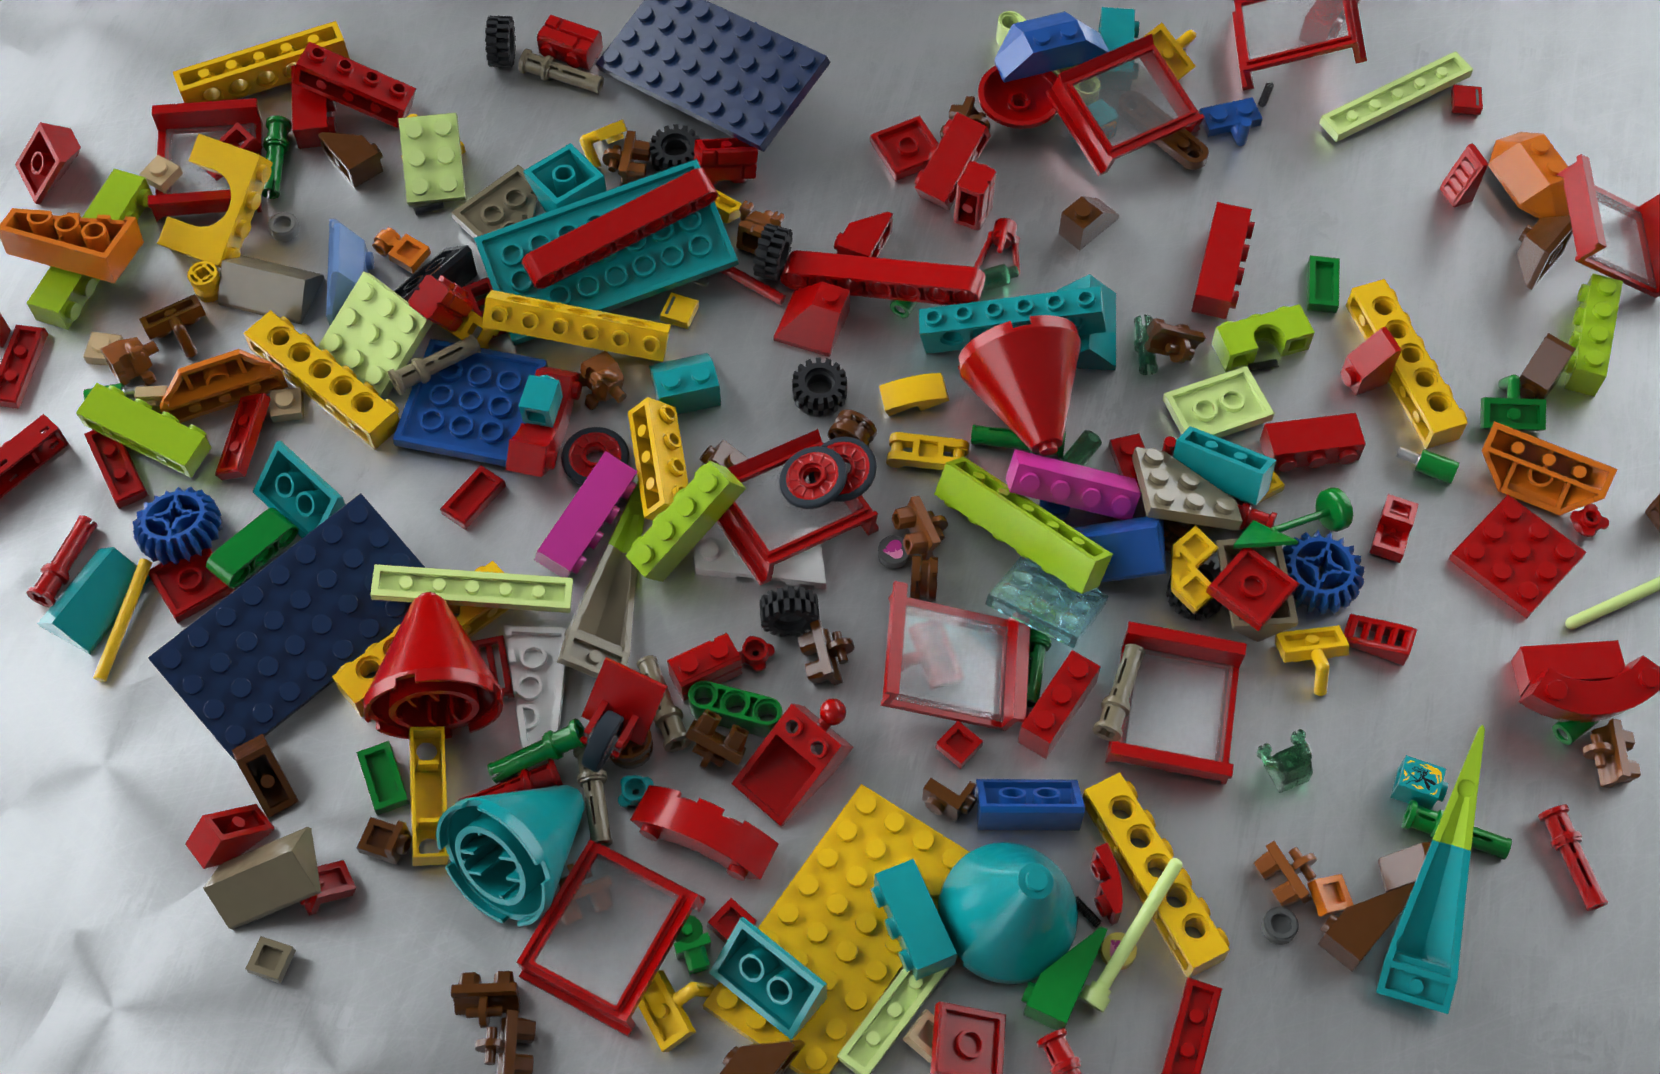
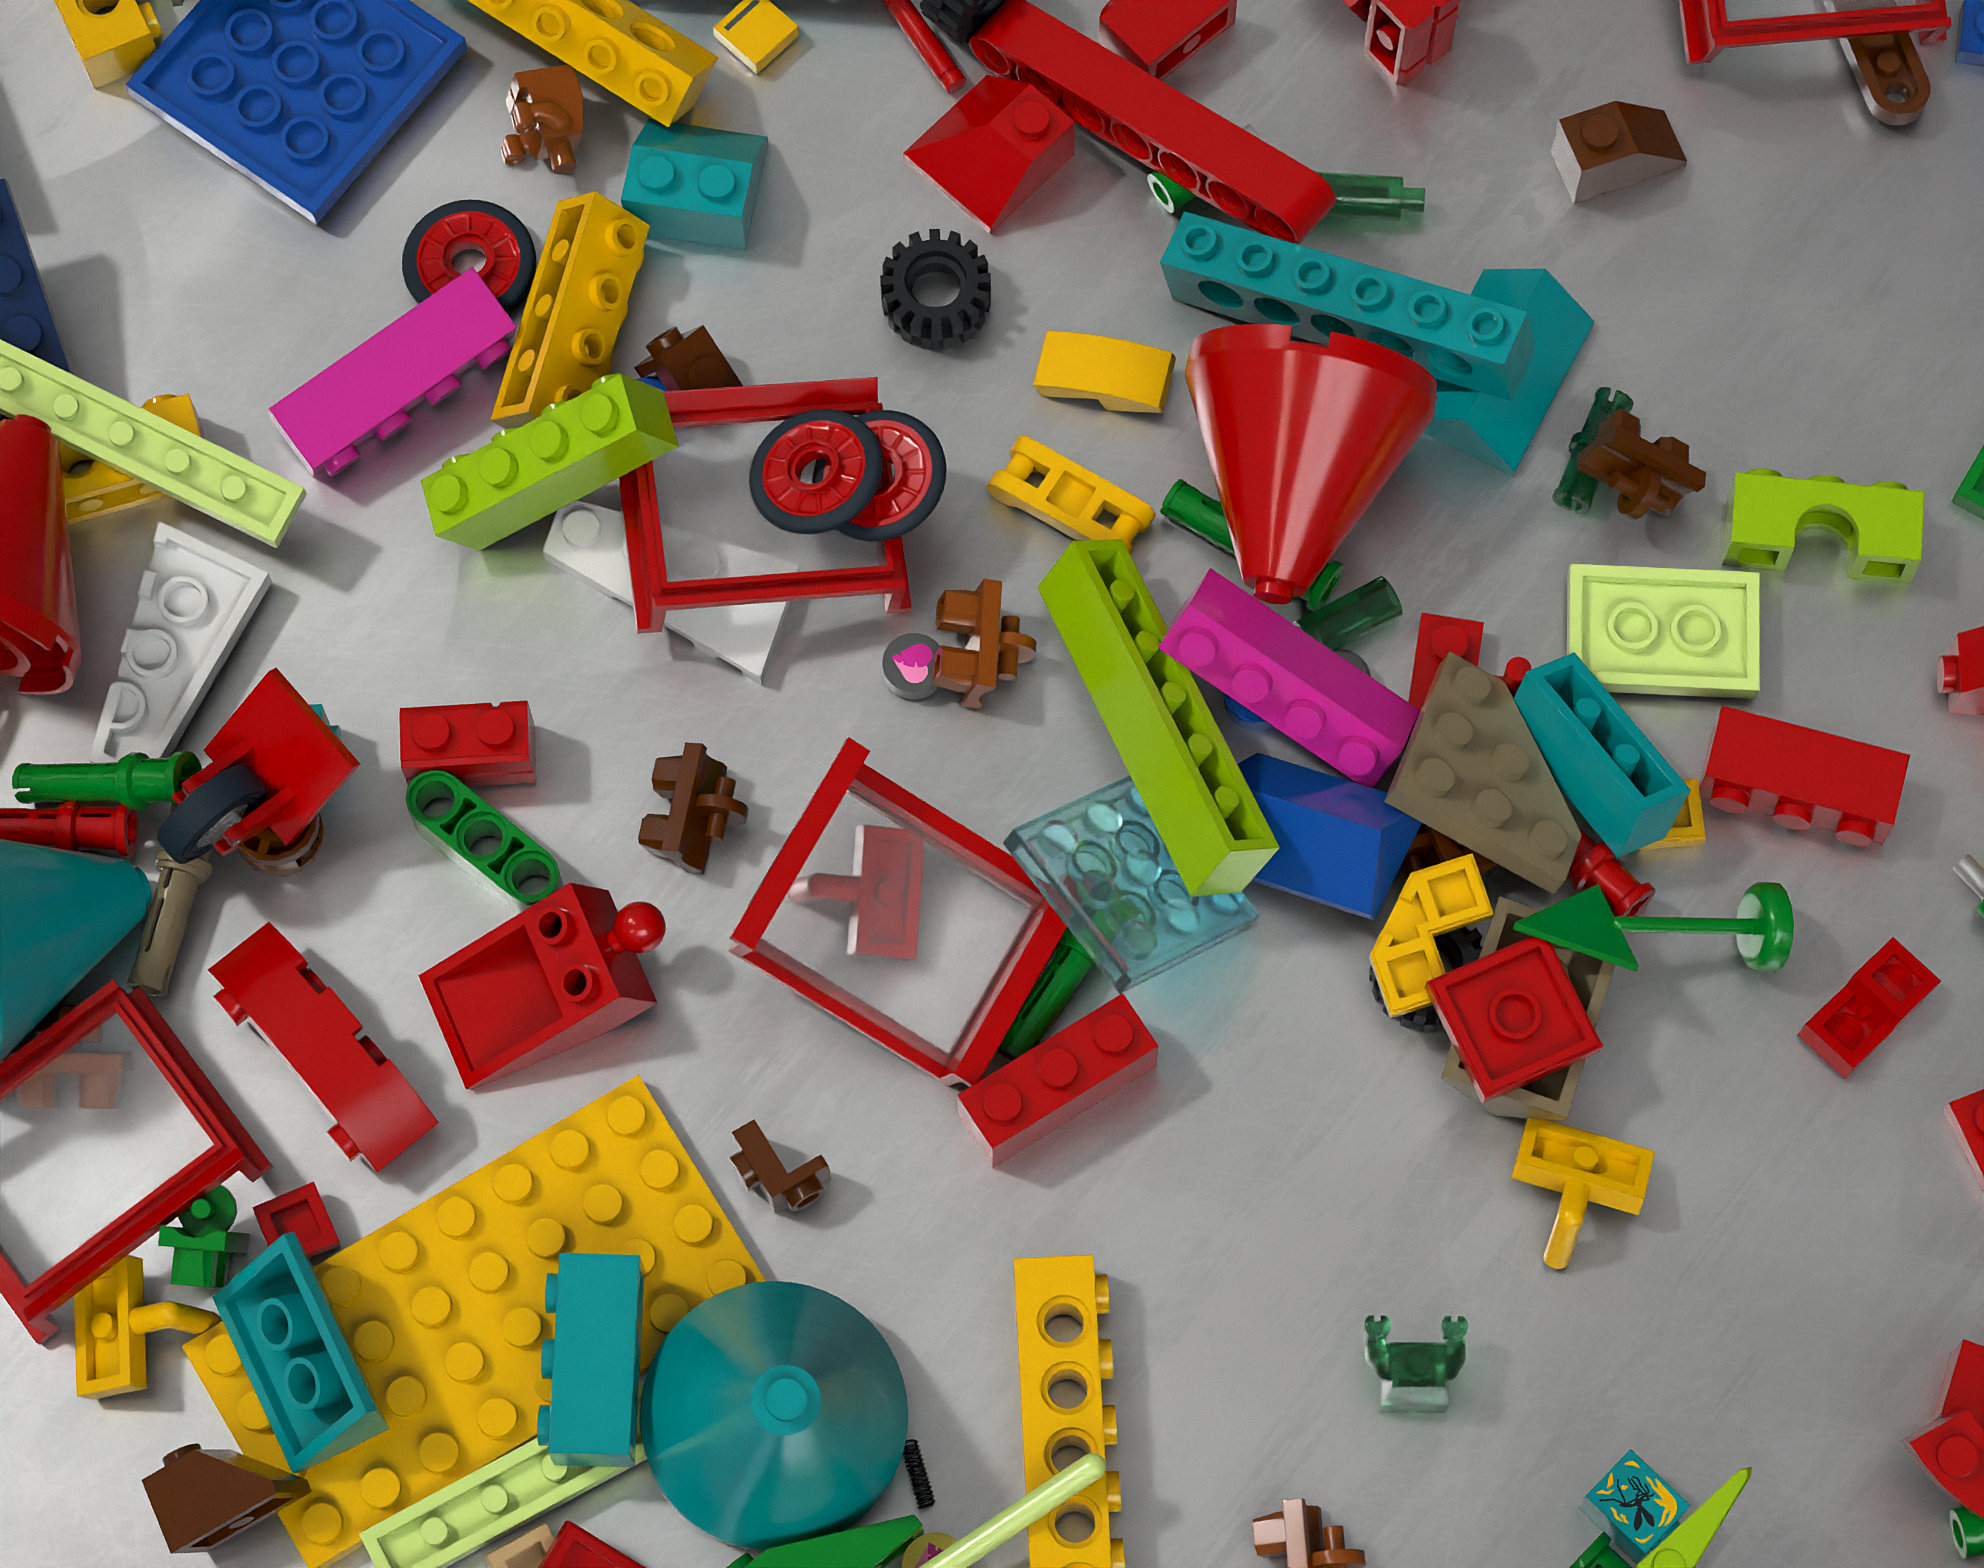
camera: 25 degrees right, 10 degrees up
(473, 497) = (221, 252): red tile -> none
(488, 642) = (98, 639): red tile -> none
(535, 446) = (431, 134): red brick -> none
(540, 400) = (402, 121): teal brick -> none
(605, 613) = (334, 583): dark tan plate -> none
(628, 785) = (242, 903): teal plate -> none
(668, 715) = (364, 806): dark tan pin -> none
(713, 745) = (417, 894): reddish brown hips -> none
(756, 644) = (573, 737): red plate -> none
(788, 611) = (660, 704): black tyre -> none
(848, 426) = (946, 404): reddish brown wheel -> none
(924, 578) = (934, 743): reddish brown wheel -> none
(959, 744) = (845, 1077): red plate -> none
(1003, 237) = (1432, 120): red plant -> none
(1029, 804) = (912, 1236): blue slope -> none
(1109, 892) = (970, 1458): red slope -> none
(1116, 704) = (1157, 1126): dark tan pin -> none
(1181, 703) = (1273, 1169): clear piece -> none
(1222, 259) = (1827, 338): red brick -> none
(1255, 366) = (1799, 584): black leg -> none
(1338, 570) = (1693, 1053): blue gear -> none
(1387, 651) = (1719, 1237): red slope -> none

